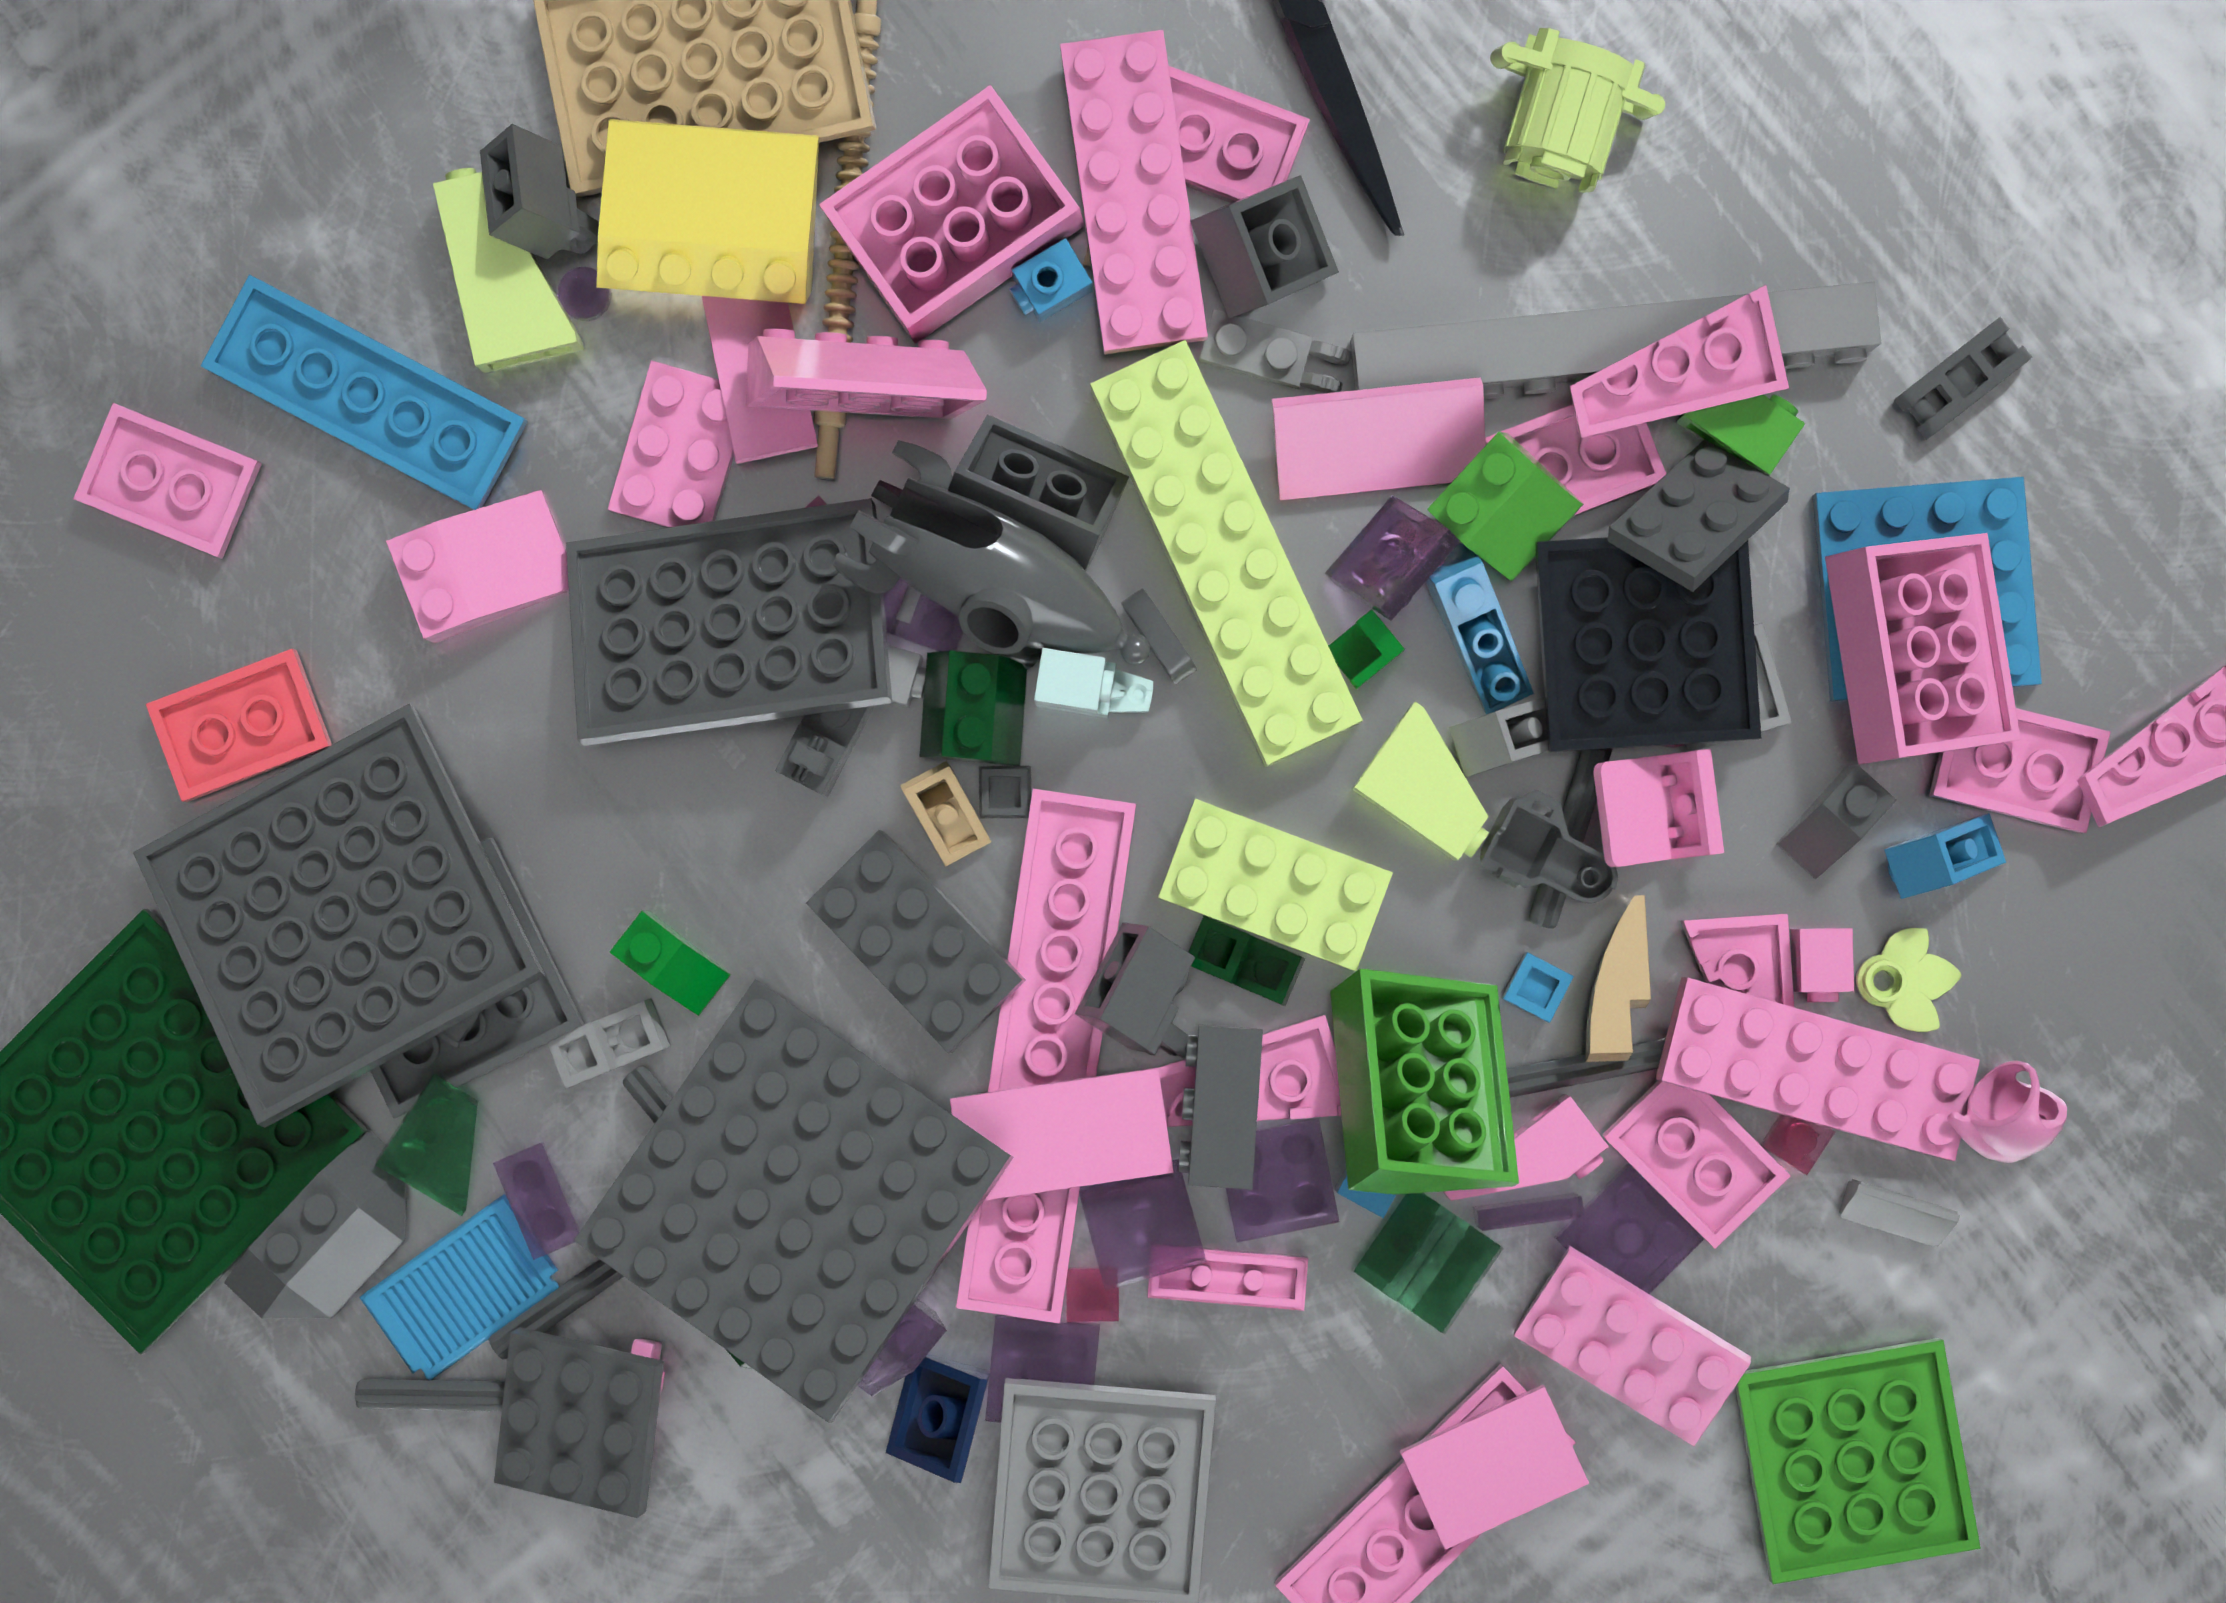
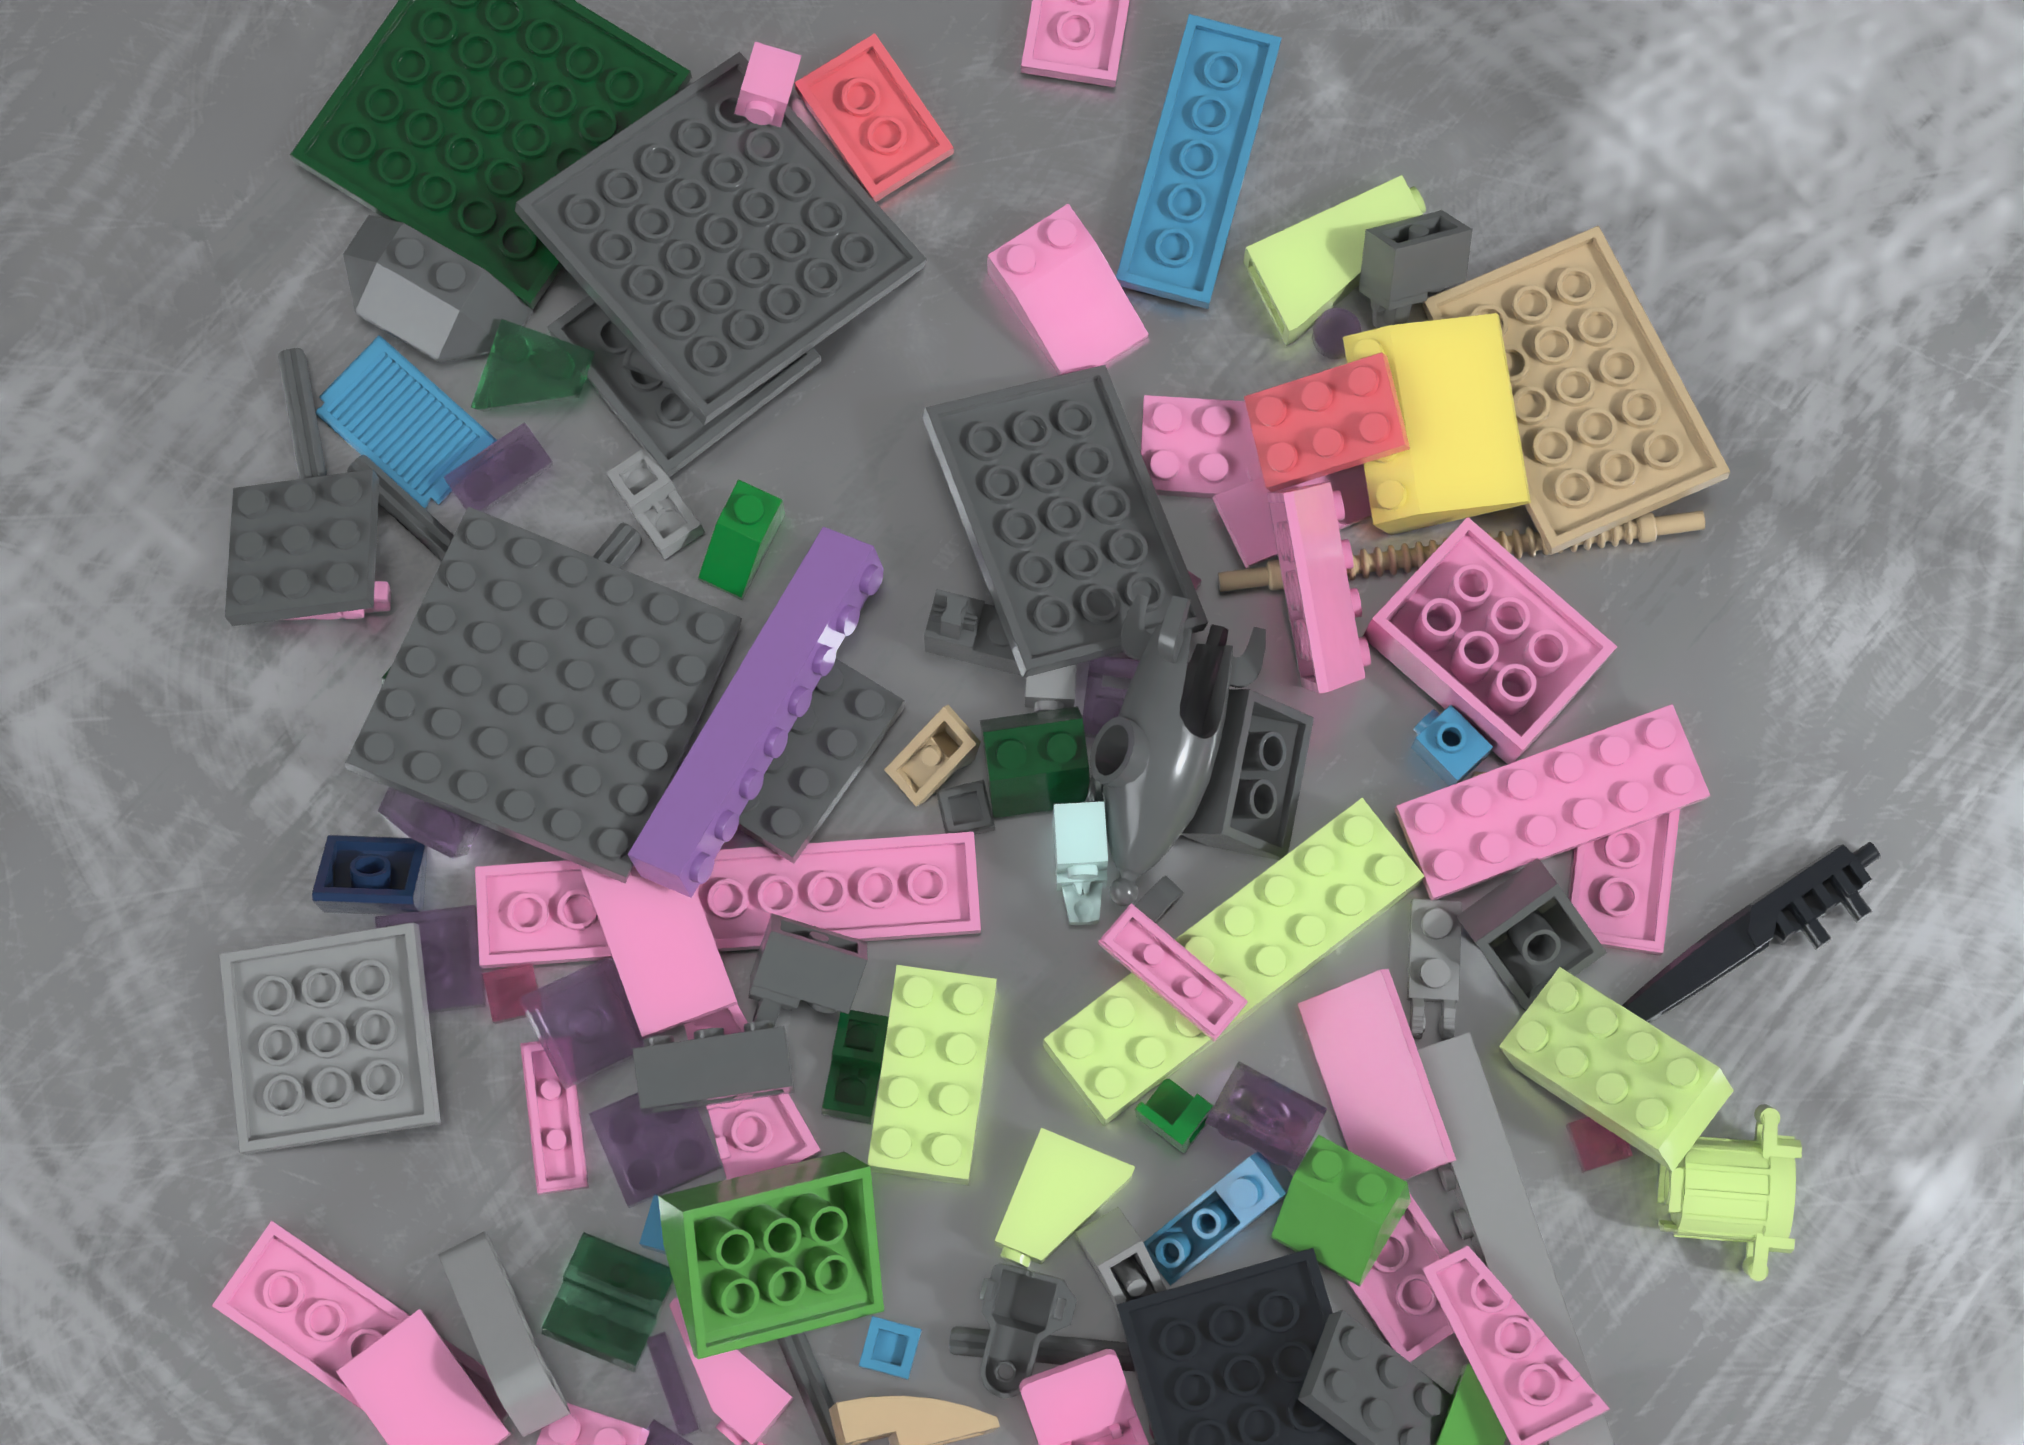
camera: 70 degrees right, 10 degrees down
(181, 830) = (767, 85): none -> bright pink brick
(686, 325) = (1326, 422): none -> coral plate
(863, 983) = (757, 713): none -> medium lavender brick
(1231, 618) = (1172, 972): none -> bright pink tile
(1427, 193) = (1616, 1068): none -> yellowish green brick
(1443, 1375) = (503, 1335): none -> light grey beam
(1483, 231) = (1596, 1145): none -> clear pink plate

